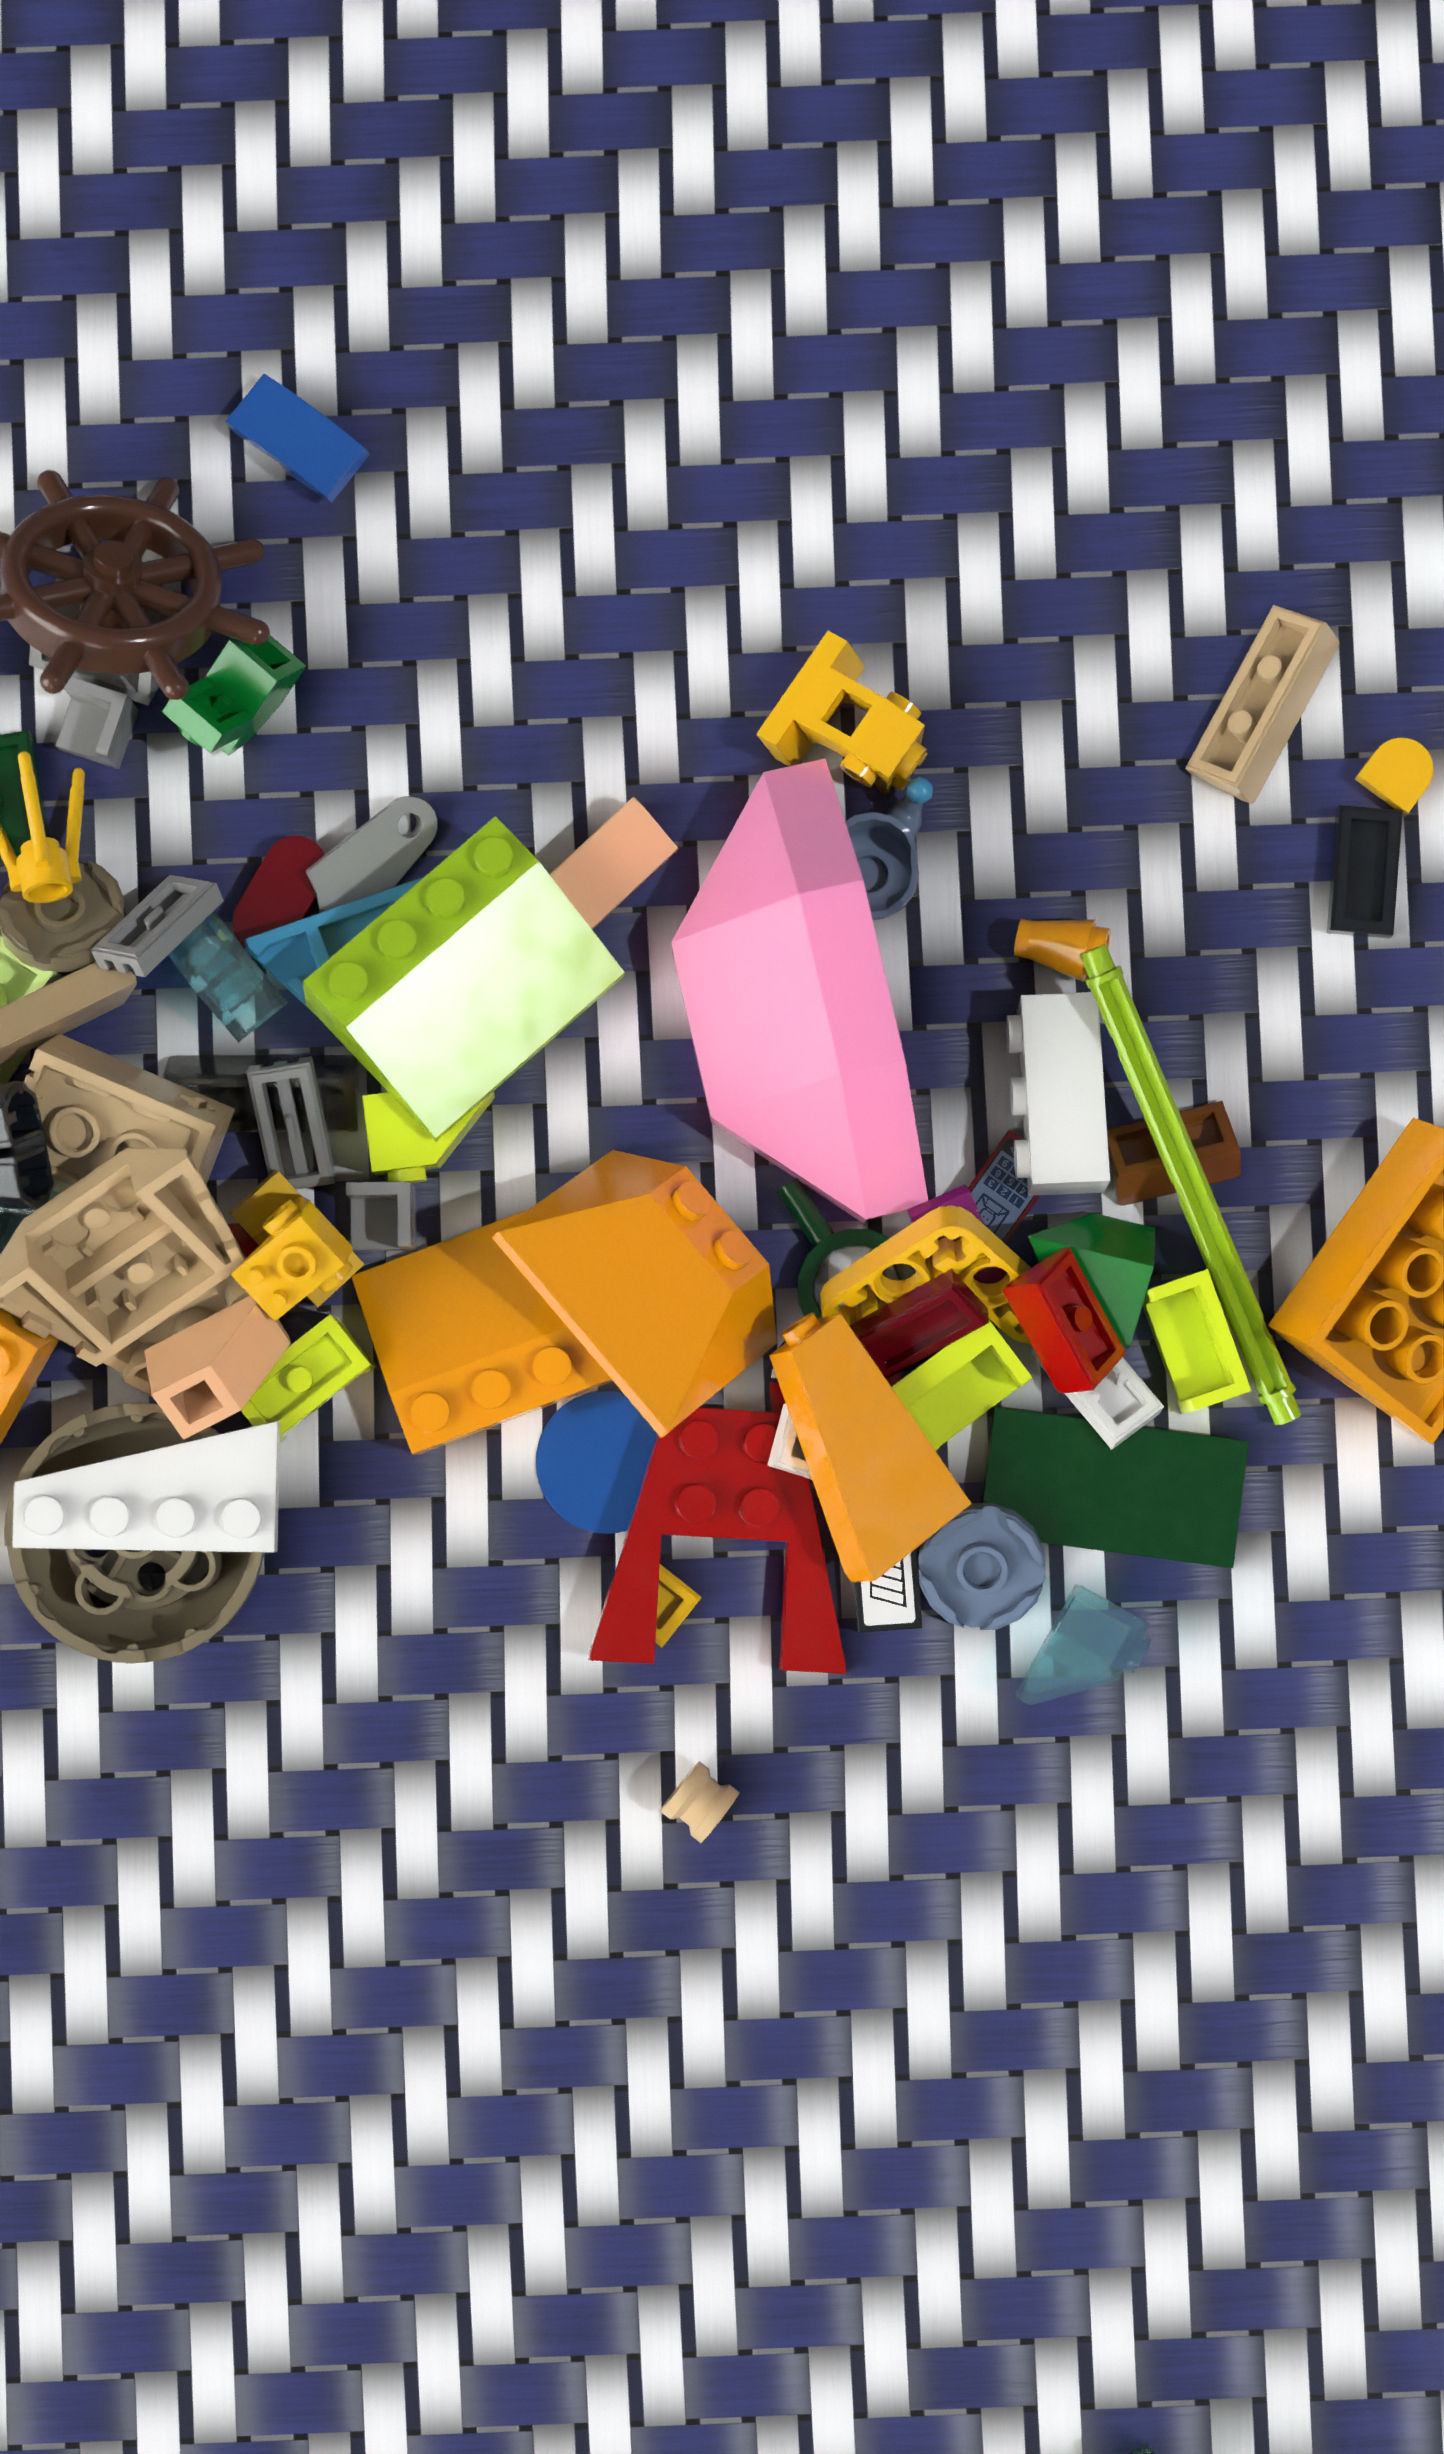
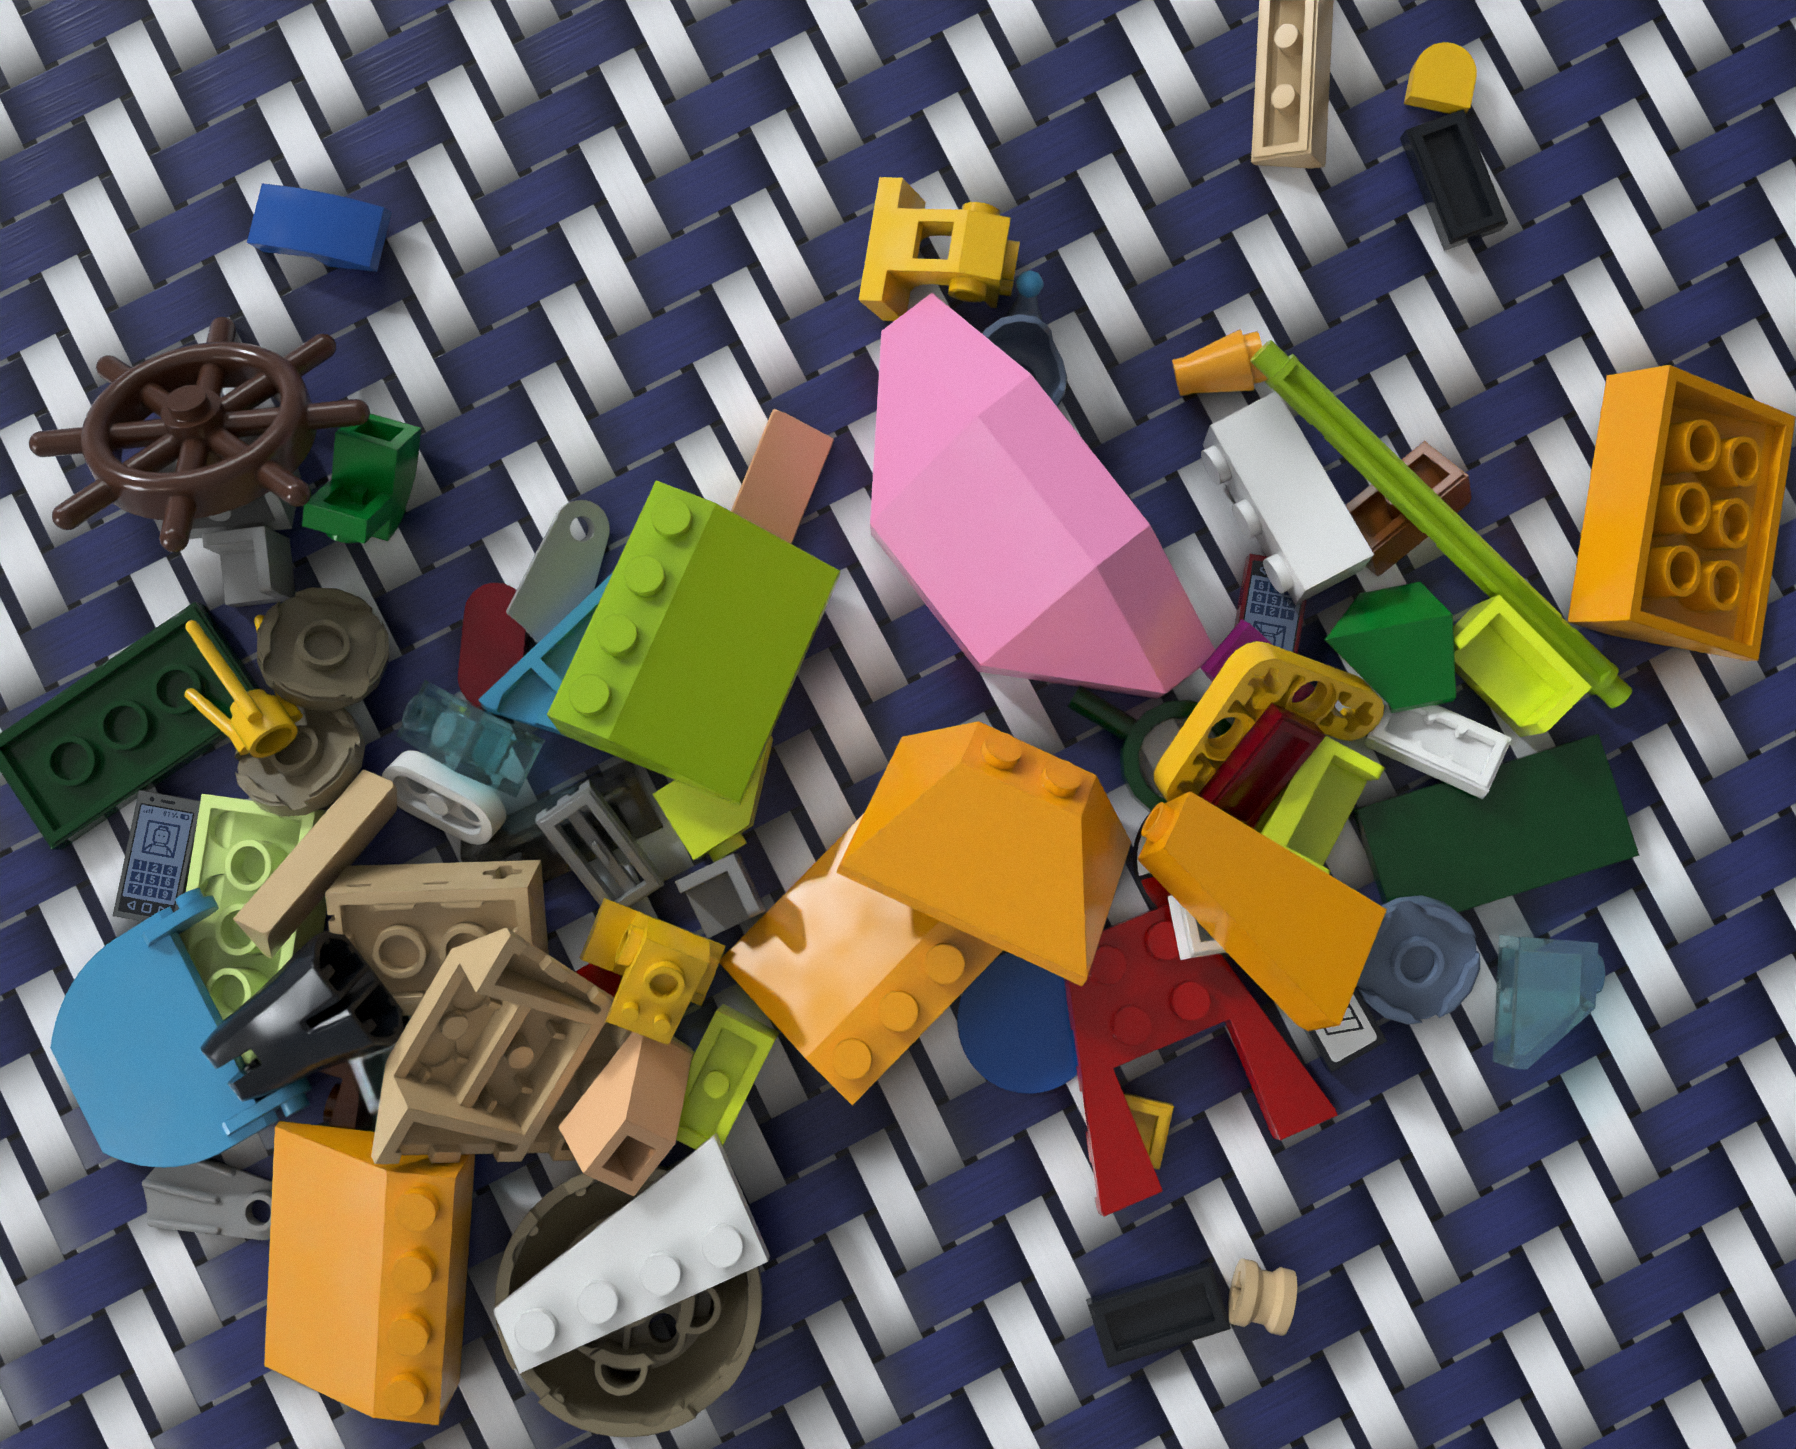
camera: 25 degrees left, 0 degrees up
(125, 827) = (322, 649): none -> dark tan tile
(157, 925) = (391, 725): light grey tile -> none
(177, 1017) = (446, 797): none -> white plate
(599, 1777) = (1158, 1314): none -> black tile
(1065, 1323) = (1394, 704): red slope -> none

